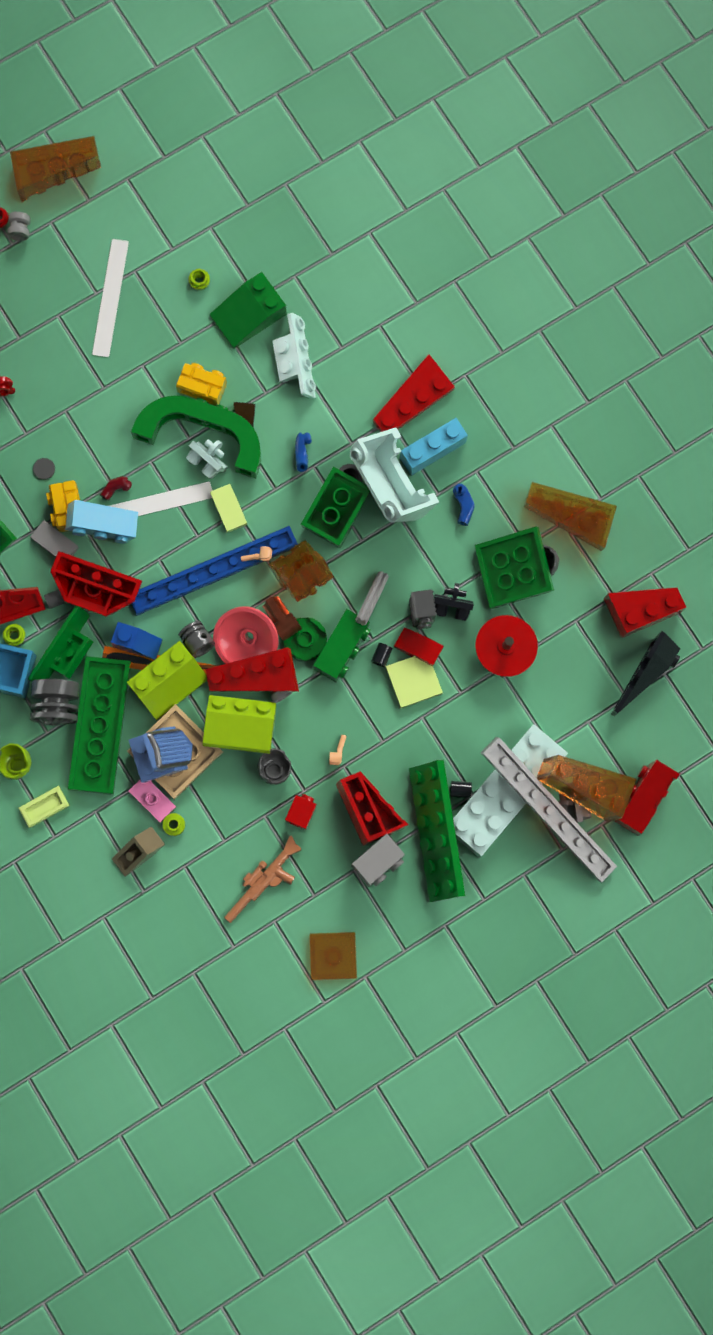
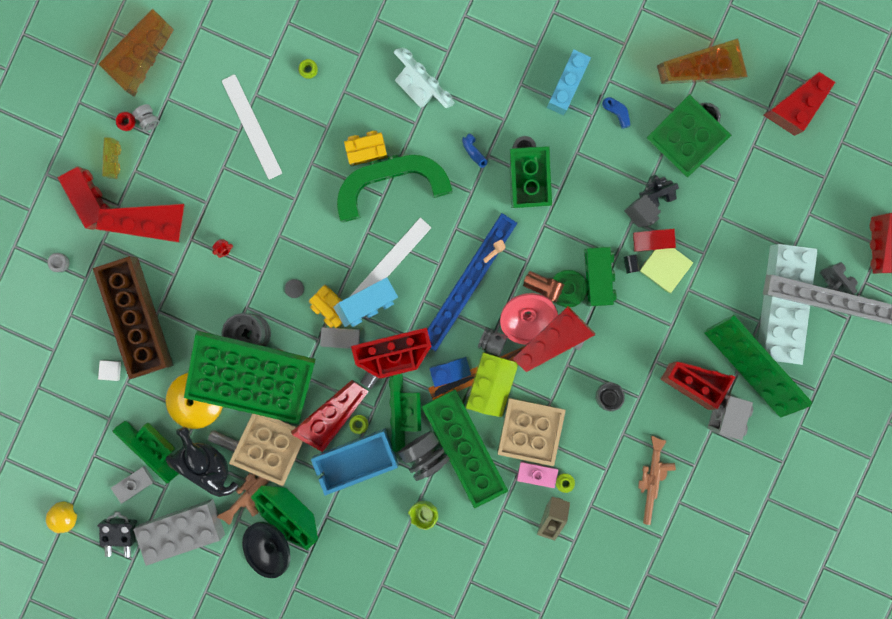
camera: 20 degrees left, 10 degrees up
(44, 806) = (465, 530): yellowish green tile -> none
(114, 484) = (354, 266): dark red arm -> none
(161, 753) = (525, 442): medium blue piece -> none
(200, 452) = (416, 203): light aqua hips -> none
(228, 508) = (448, 229): yellowish green tile -> none
(239, 724) = (567, 384): lime slope -> none
(246, 410) = (411, 148): dark brown tile -> none
(249, 310) = (361, 68): green slope -> none
(301, 571) = (536, 242): clear orange brick -> none
(301, 811) = (650, 415): red brick -> none
(333, 956) = (737, 499): clear orange plate -> none
(336, 757) = (647, 359): light nougat hand -> none
(372, 598) = (599, 227): light grey axle -> none
(387, 480) = (557, 132): light aqua windscreen -> none
(418, 393) = (528, 49): red wing -> none
(460, 789) = (752, 323): black hinge -> none
(506, 646) = (722, 199): red piece -> none
(590, 786) = (853, 263): clear orange wedge -> none
(657, 659) = (833, 141): black wedge -> none

